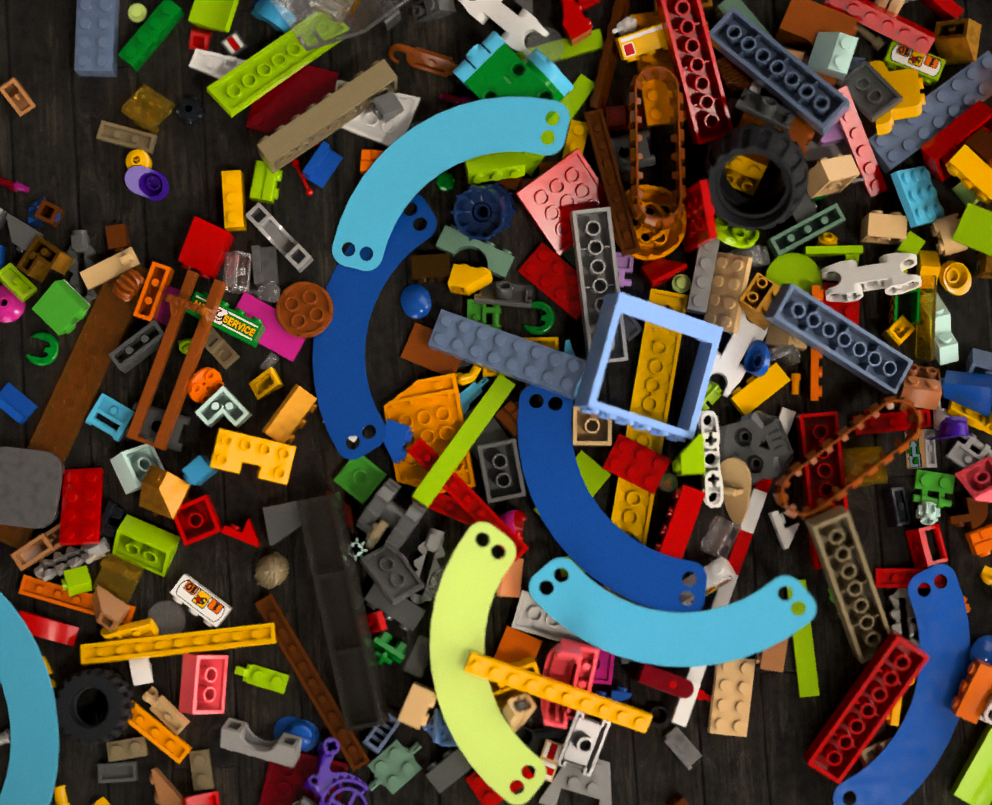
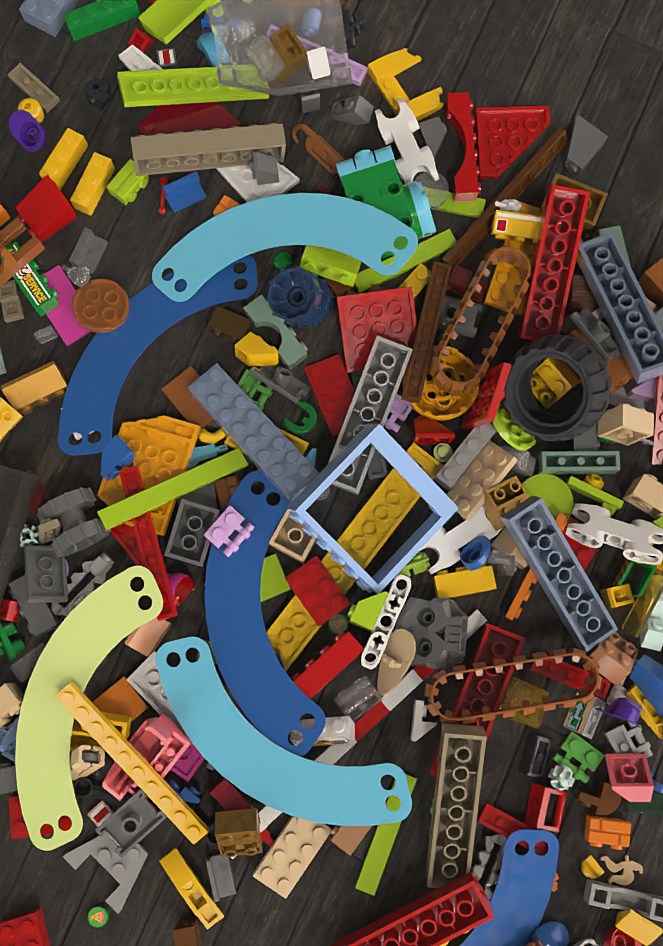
camera: 25 degrees right, 5 degrees down
(147, 108) = (63, 72): clear yellow plate -> none
(194, 190) = (64, 157): none -> yellow brick
(237, 271) = (60, 243): clear brick -> none
(266, 383) = (34, 351): yellow slope -> none
(279, 237) = (113, 233): light grey arch -> none
(360, 478) = (67, 474): bright green plate -> none
(415, 301) = (201, 348): blue hat -> none
(527, 451) = (224, 526): none -> lavender plate
(551, 768) = (88, 829): tile -> none
(662, 770) = (191, 888): none -> yellow slope
(680, 702) = (238, 832): none -> pearl gold slope
(796, 378) = (502, 590): light orange piece -> none

